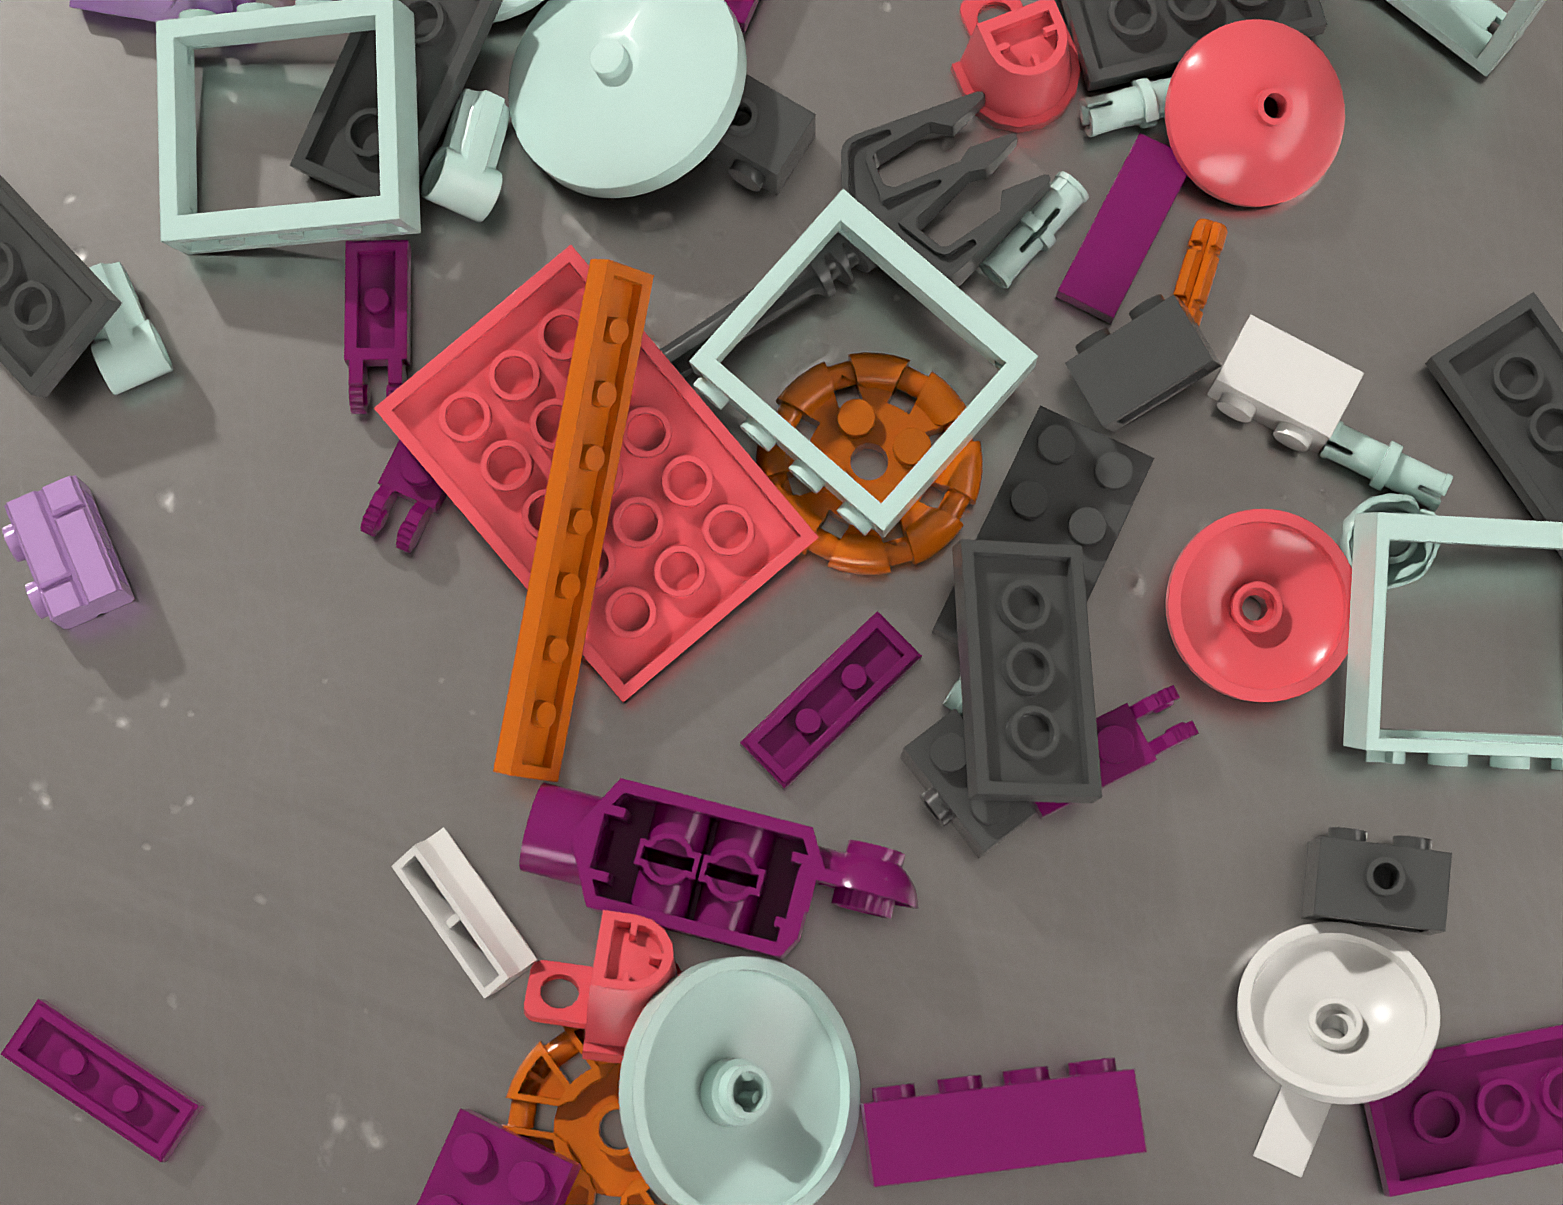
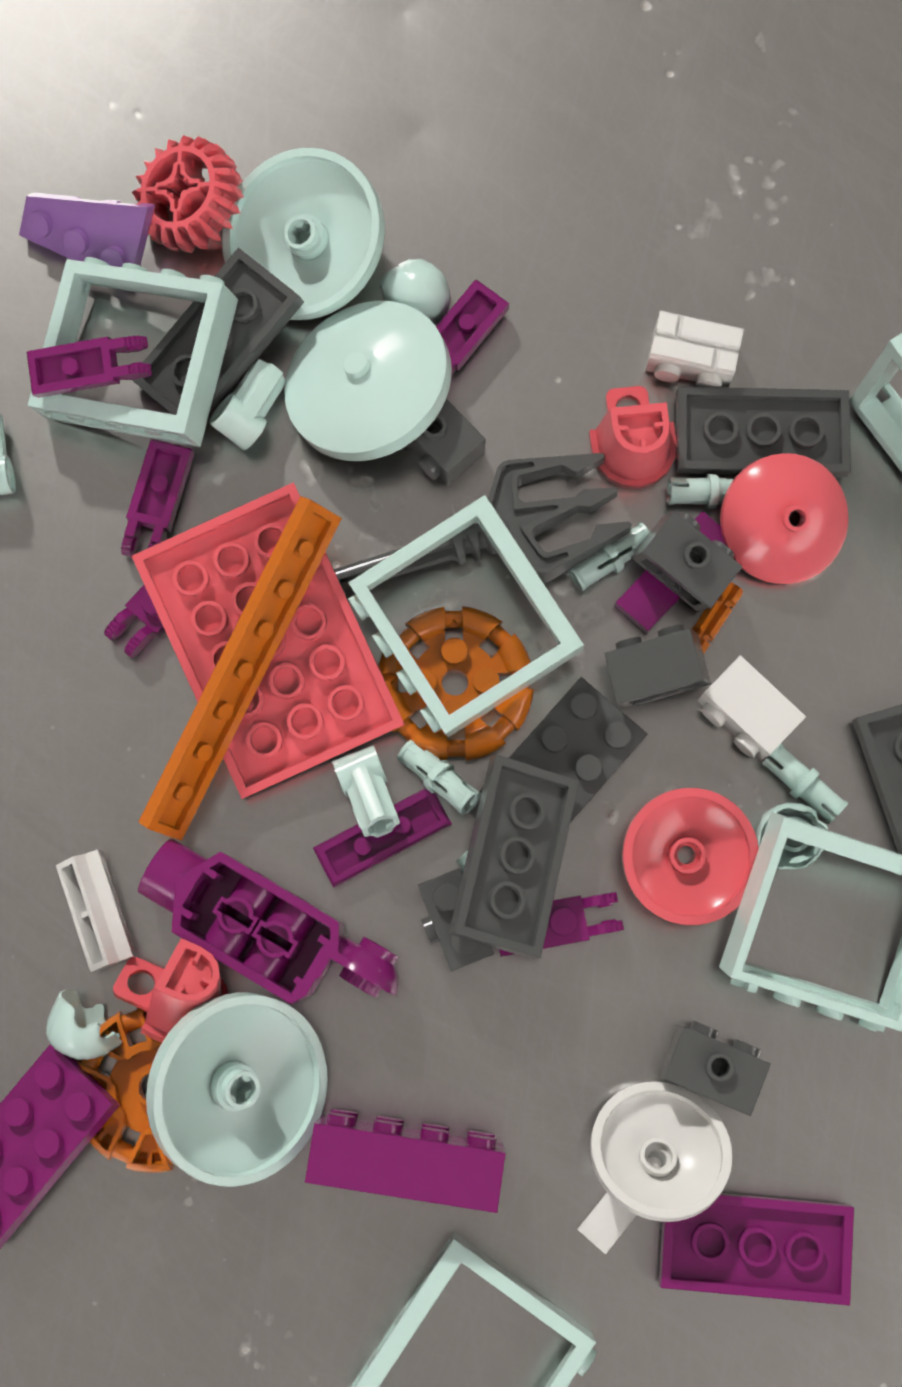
camera: 15 degrees right, 0 degrees up
(229, 161) = (84, 365): none -> magenta hinge
(493, 1081) = (76, 1029): none -> light aqua hair
(786, 632) = (364, 784): none -> light aqua piece
(887, 596) = (439, 777): none -> light aqua pin
(1141, 205) = (687, 560): none -> dark grey brick

